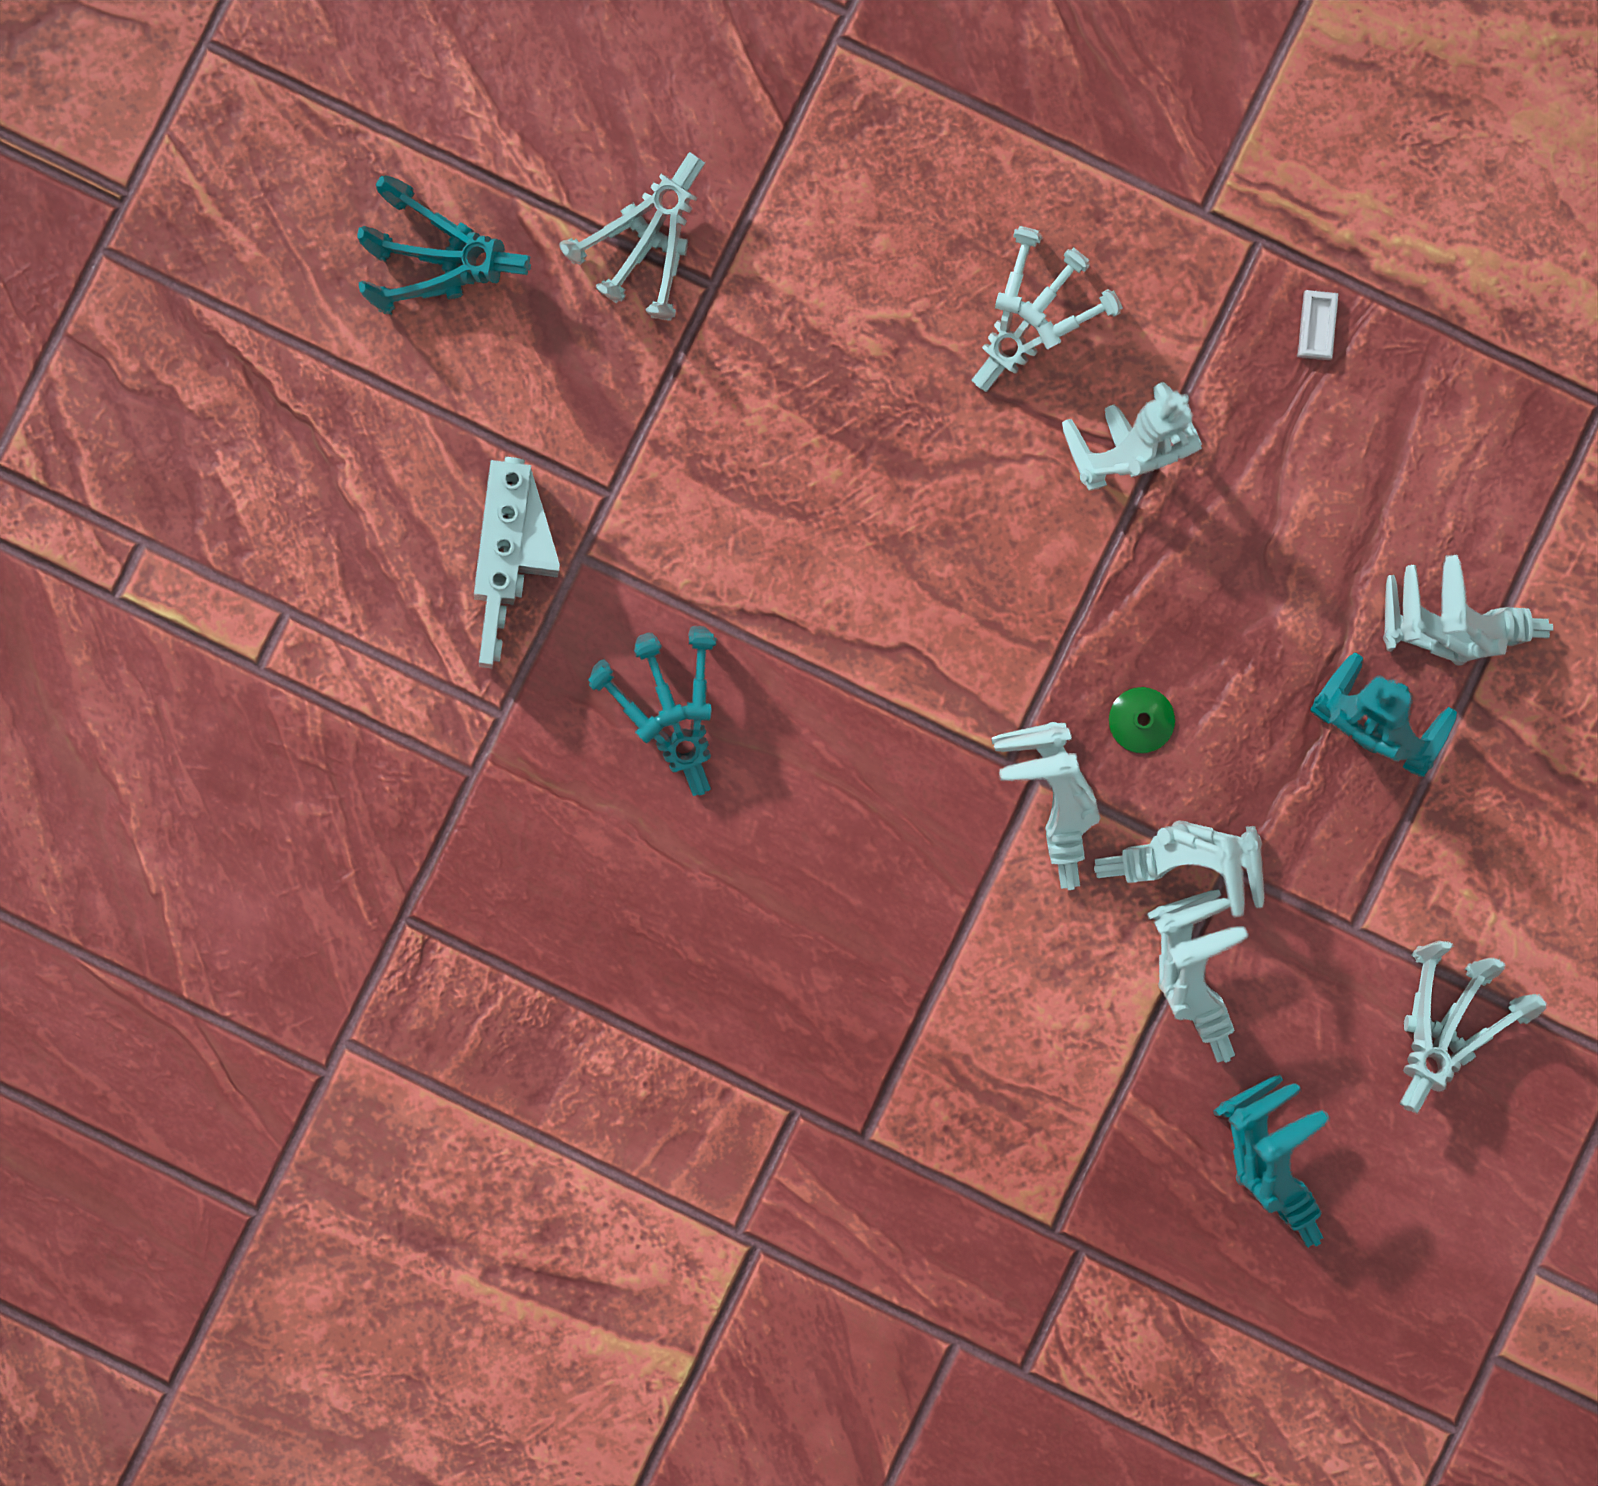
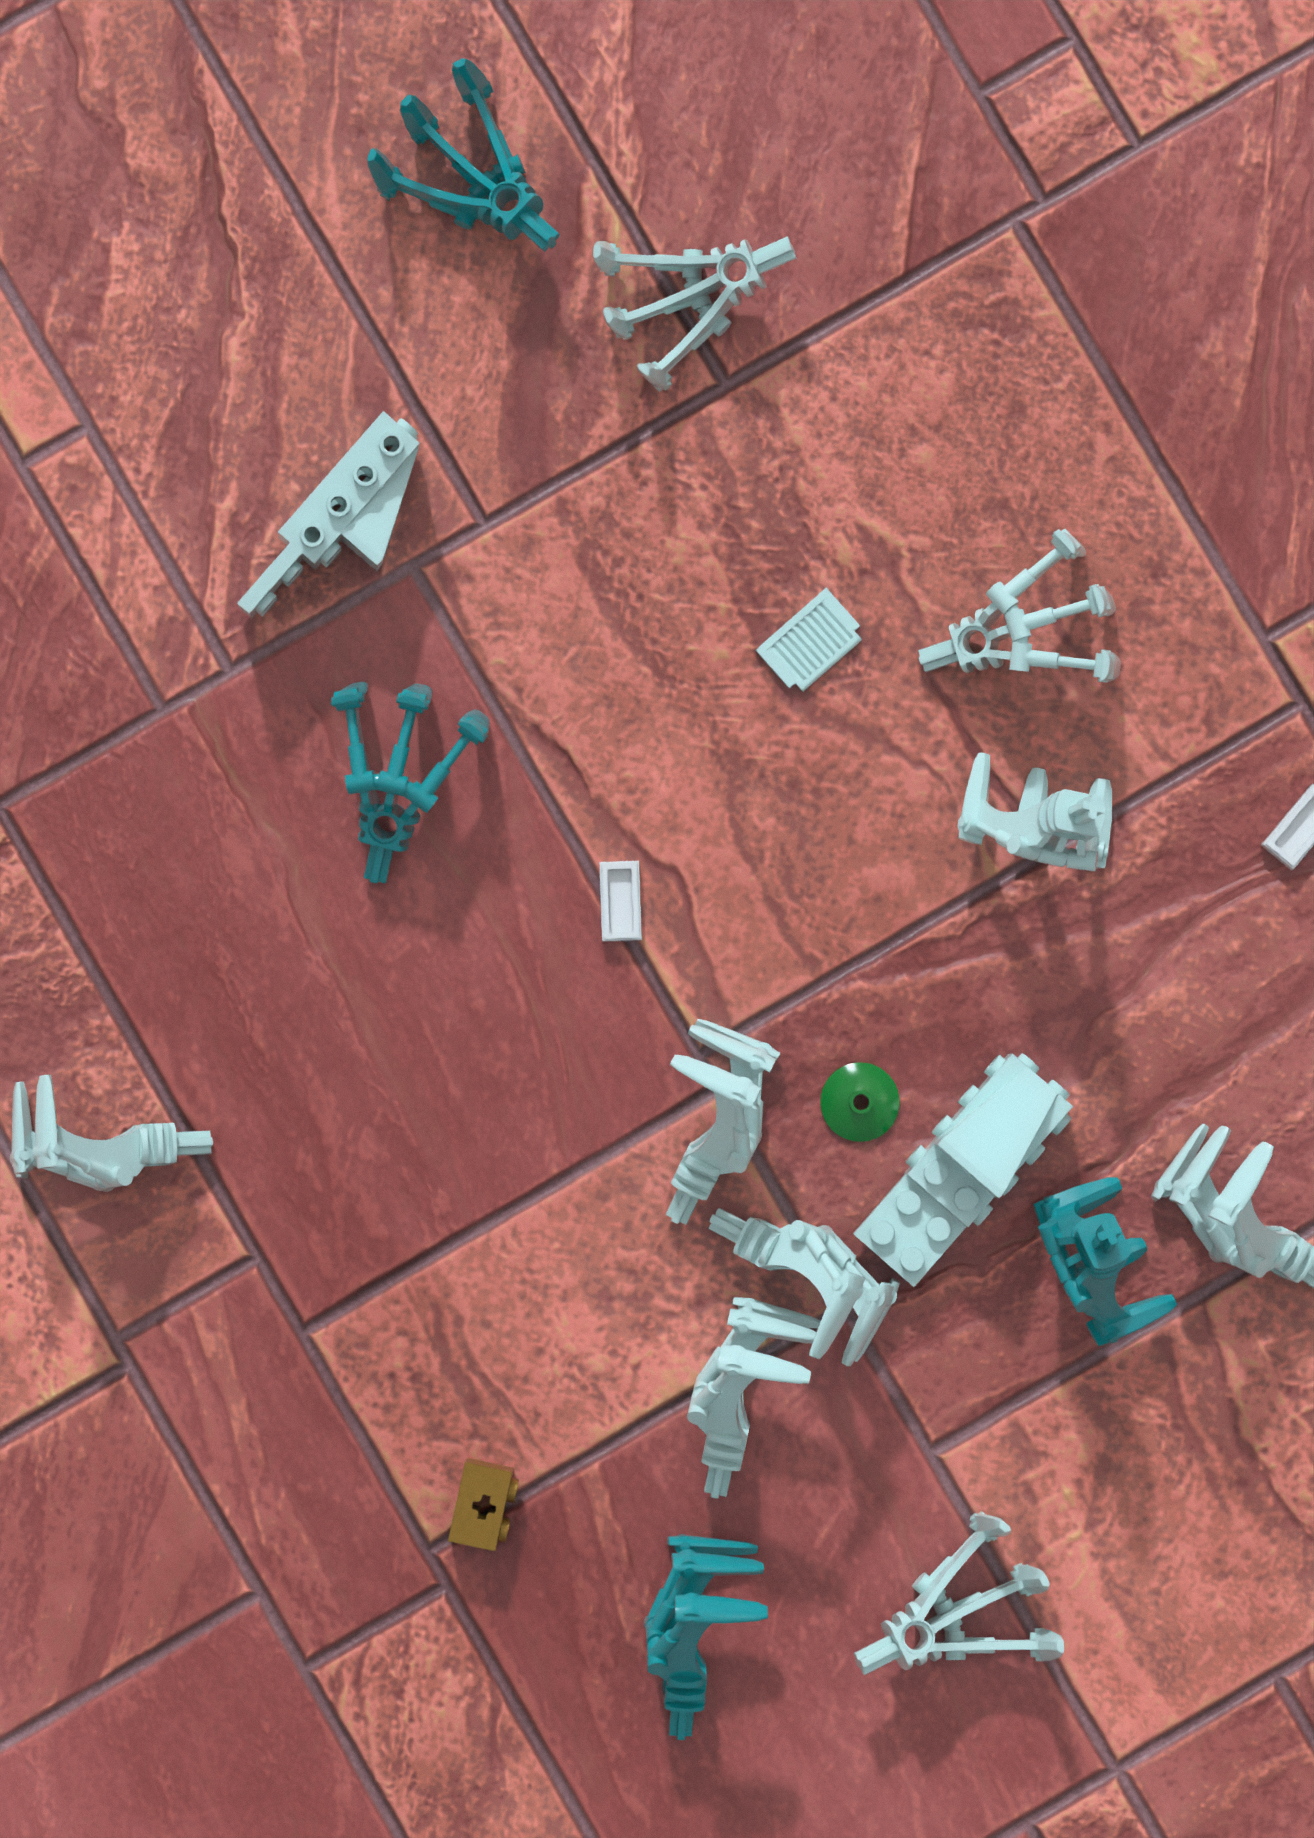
camera: 30 degrees right, 0 degrees up
(637, 1122) = (89, 1161): none -> light aqua piece
(882, 692) = (620, 901): none -> white tile
(892, 424) = (811, 641): none -> light aqua window
(1056, 1161) = (468, 1524): none -> pearl gold brick
(1246, 714) = (965, 1166): none -> light aqua wedge

